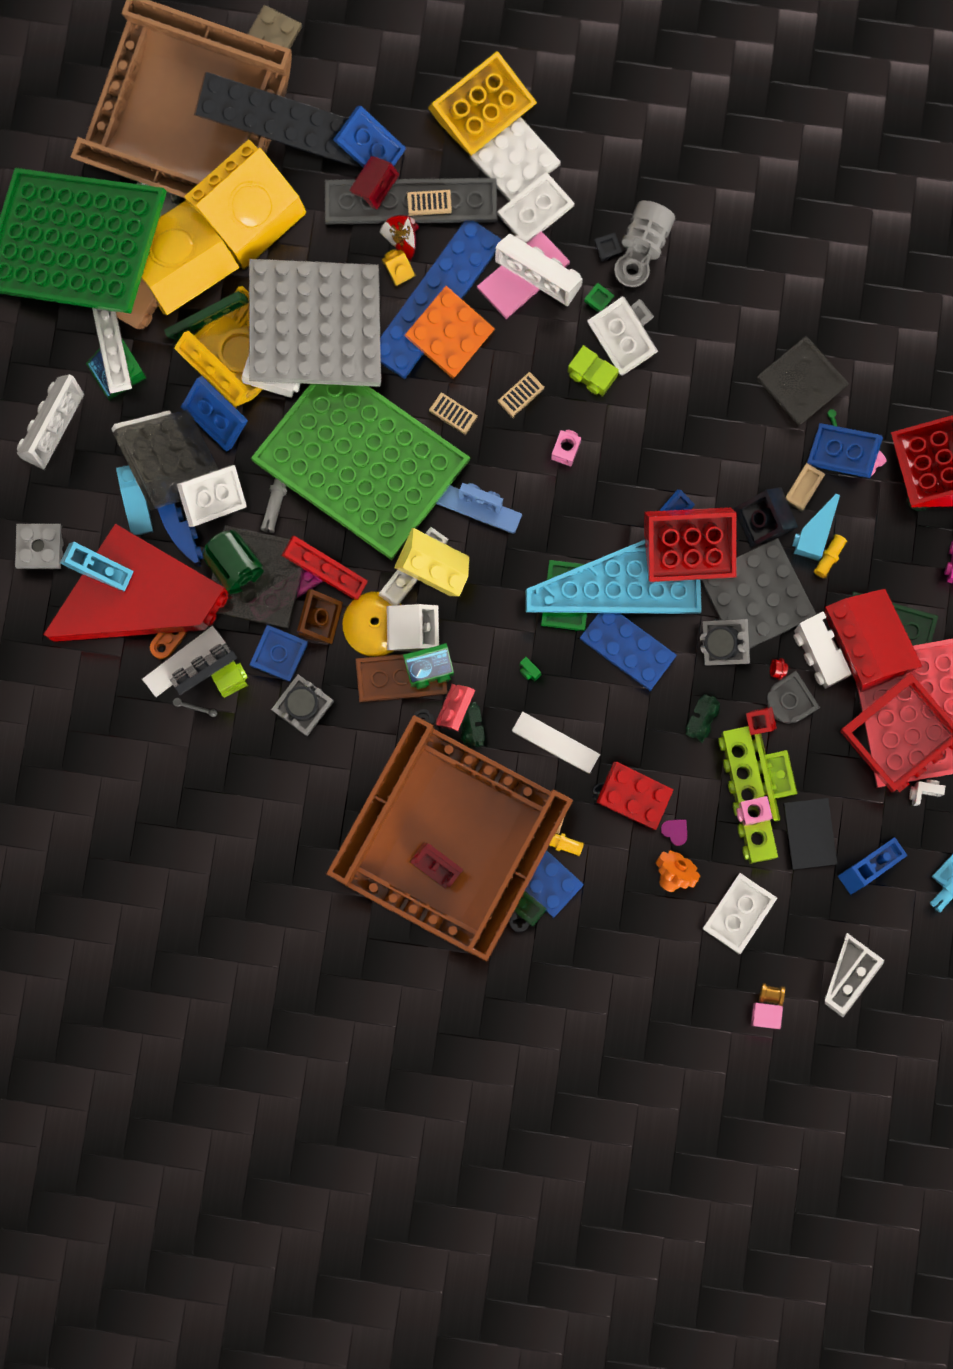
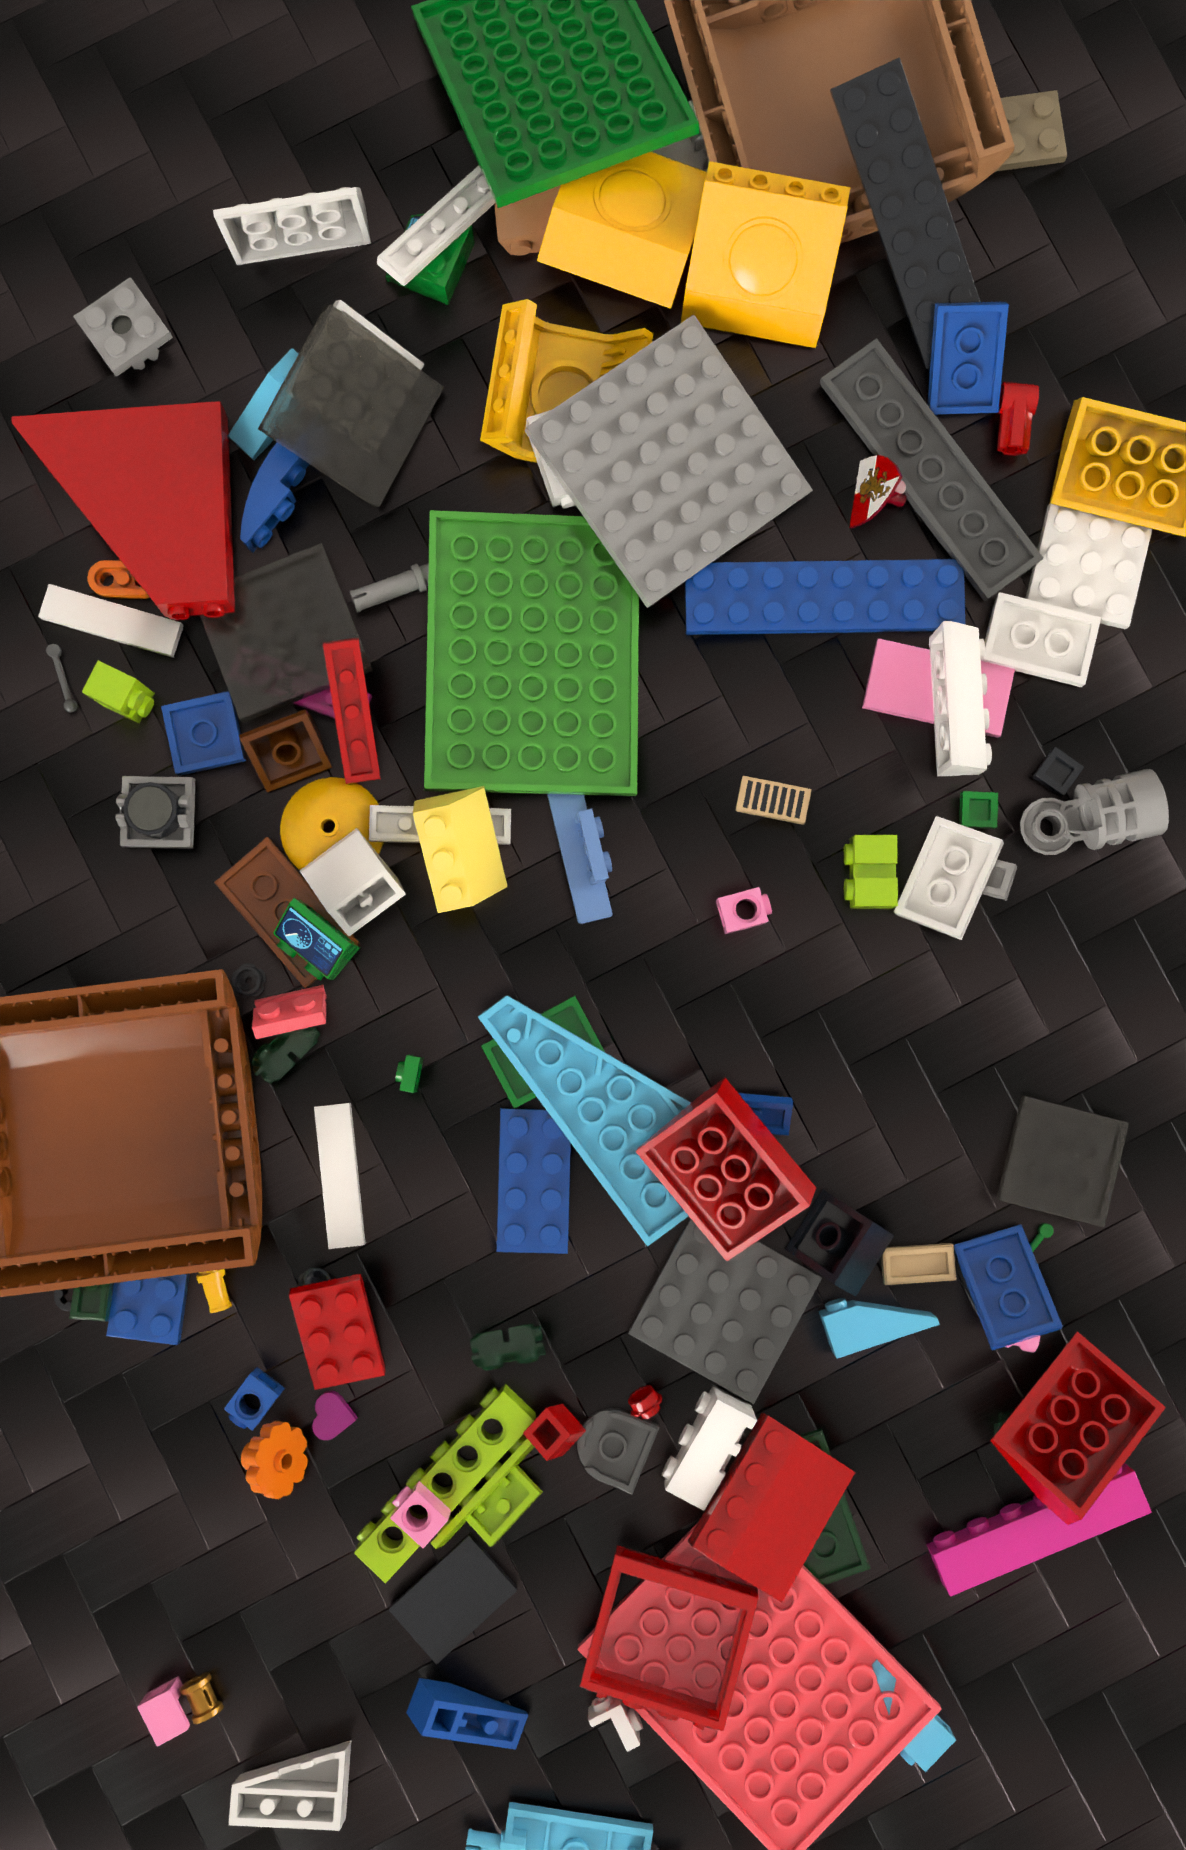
camera: 60 degrees right, 5 degrees up
(96, 566) = (139, 415): medium azure slope -> none
(202, 668) = (98, 649): black plate -> none
(207, 315) = (580, 317): dark green tile -> none
(211, 495) = (341, 495): white plate -> none
(214, 413) = (457, 421): blue plate -> none
(232, 561) = (269, 583): dark green cylinder -> none
(375, 181) = (920, 402): dark red panel -> none
(398, 266) = (829, 517): yellow bracket -> none
(411, 137) = (1016, 410): none -> red piece
(429, 202) = (944, 494): tan tile -> none
(436, 865) = (62, 1136): dark red hinge -> none
(449, 332) = (788, 646): orange plate -> none
(453, 413) = (683, 730): tan tile -> none
(639, 853) = (264, 1388): none -> blue brick
(725, 642) = (628, 1309): piece -> none
(739, 913) = (280, 1579): white plate -> none
(830, 556) = (848, 1366): yellow pin -> none

